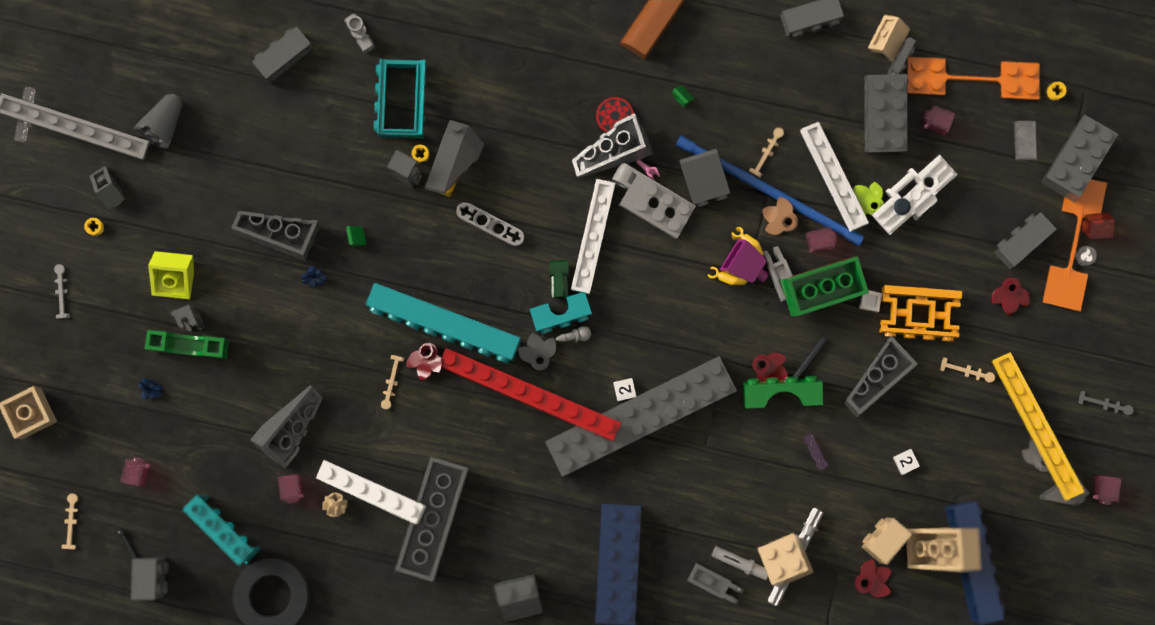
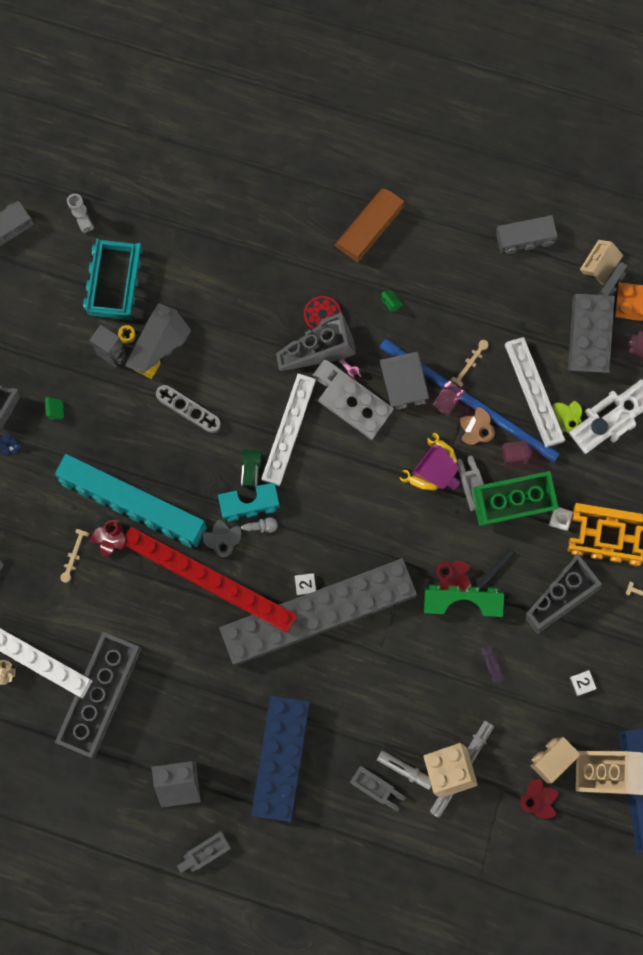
camera: 10 degrees right, 5 degrees down
(749, 190) = (448, 398): none -> clear pink brick

